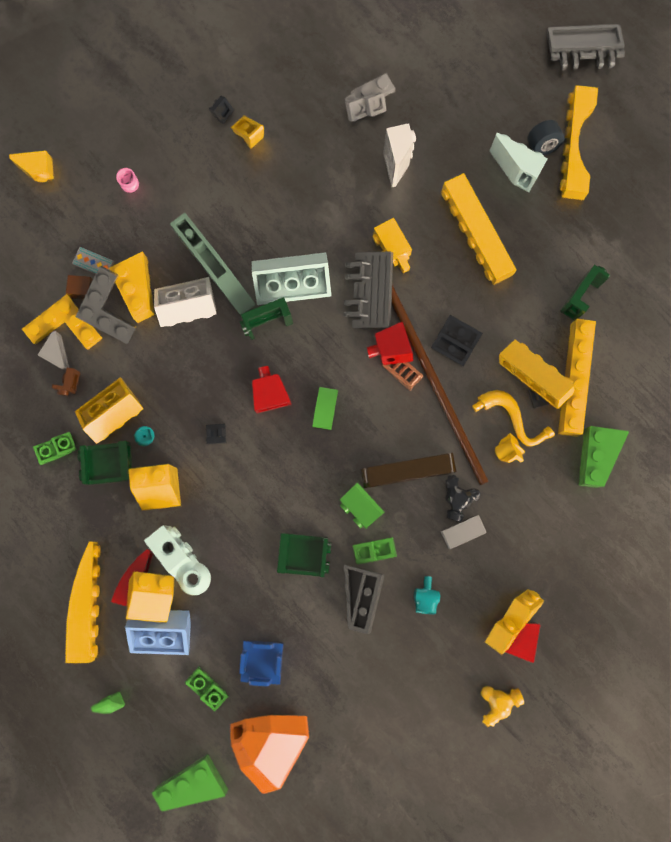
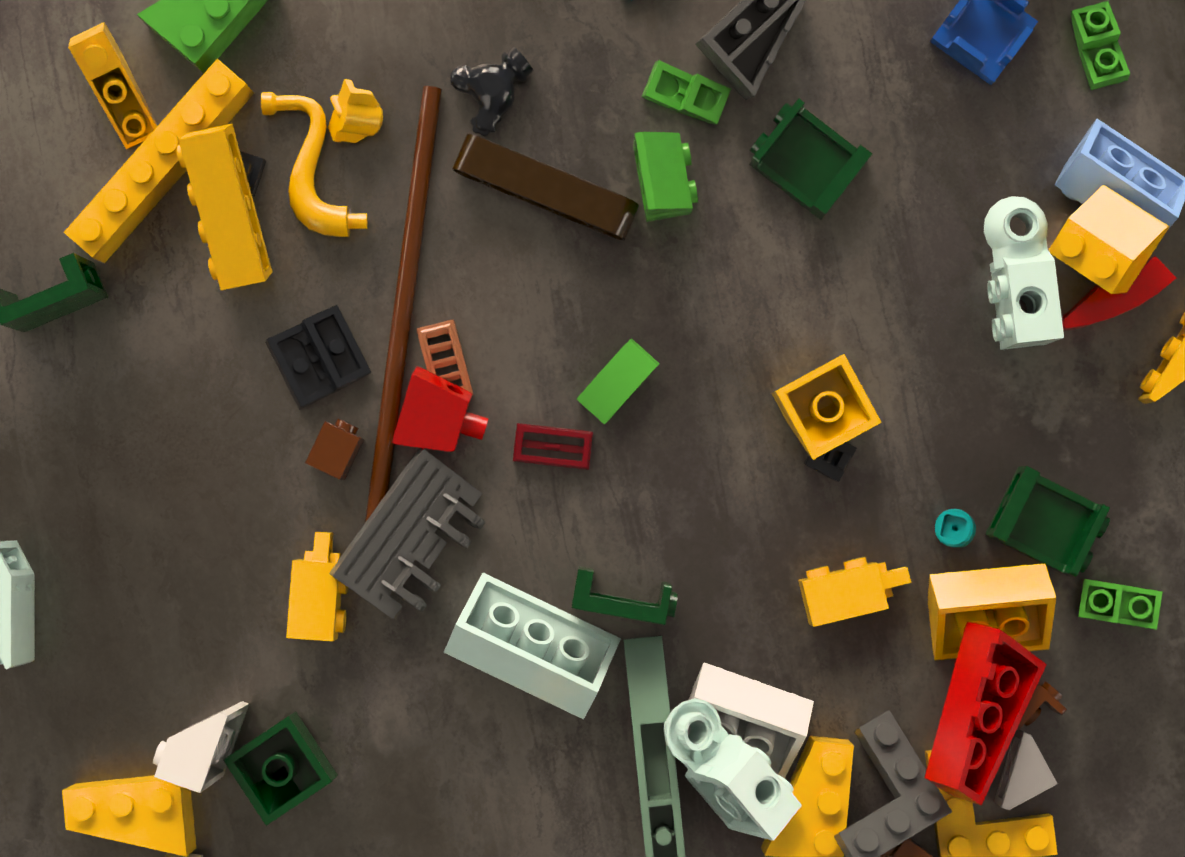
camera: 145 degrees left, 5 degrees up
(86, 362) = (981, 711): none -> red wedge
(155, 486) = (987, 425): yellow slope -> none
(173, 381) = (849, 591): none -> yellow hinge
(178, 274) = (729, 772): none -> light aqua brick
(229, 450) = (826, 407): none -> yellow slope
(269, 391) = (695, 469): red torso -> none
(338, 371) = (520, 442): none -> dark red tile
(362, 167) = (280, 768): none -> dark green slope
(416, 111) = (133, 812): none -> yellow wedge
(424, 306) = (335, 449): none -> reddish brown brick
(463, 532) = (520, 28): light grey slope -> none
(478, 229) = (151, 527): yellow brick -> none
(620, 399) = (113, 84): none -> yellow slope

